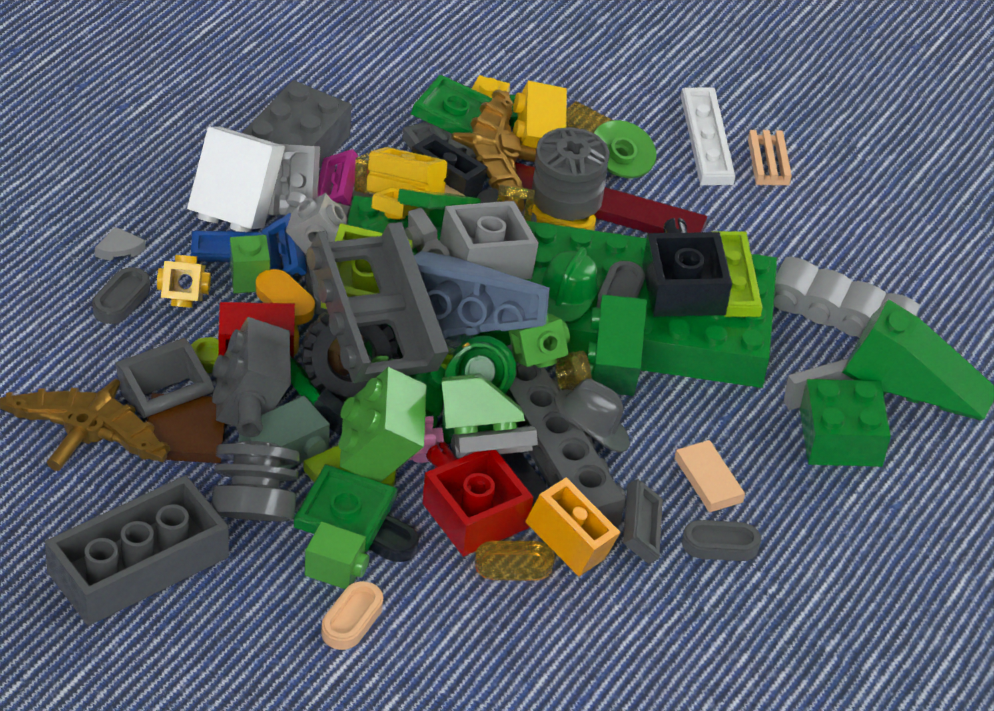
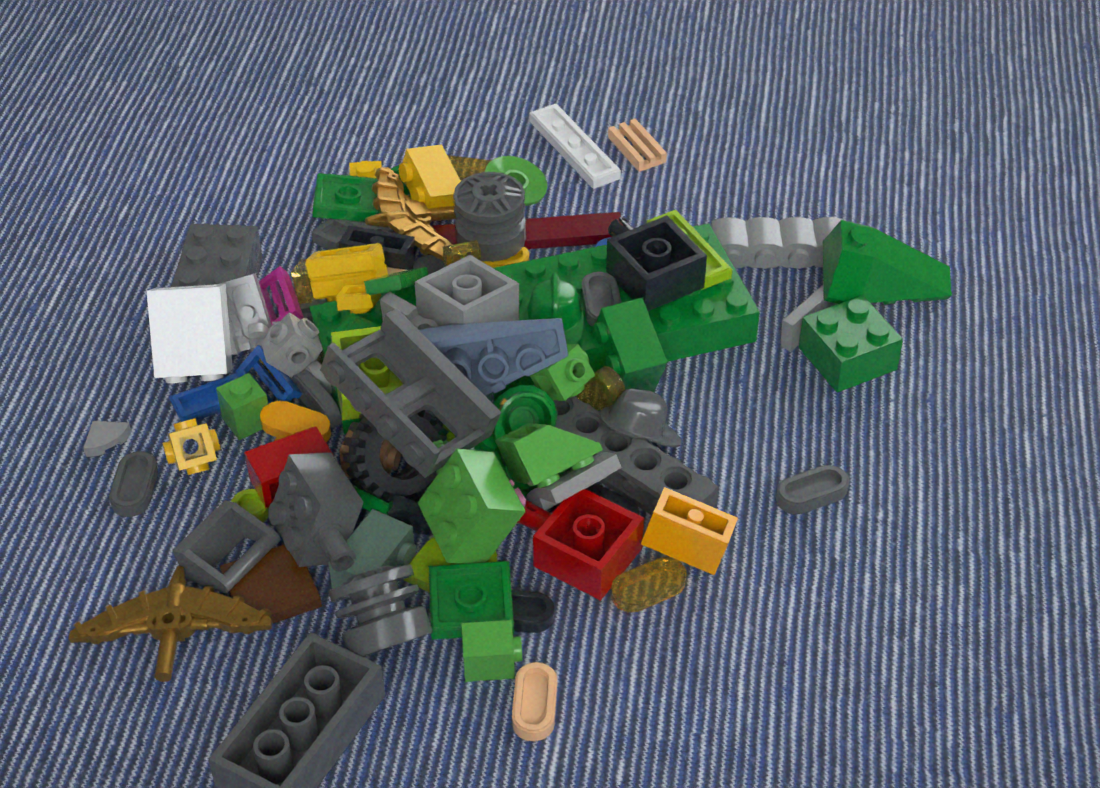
camera: 20 degrees left, 0 degrees up
(643, 521) = (740, 500): dark grey tile -> none
(709, 476) = (766, 436): light nougat tile -> none

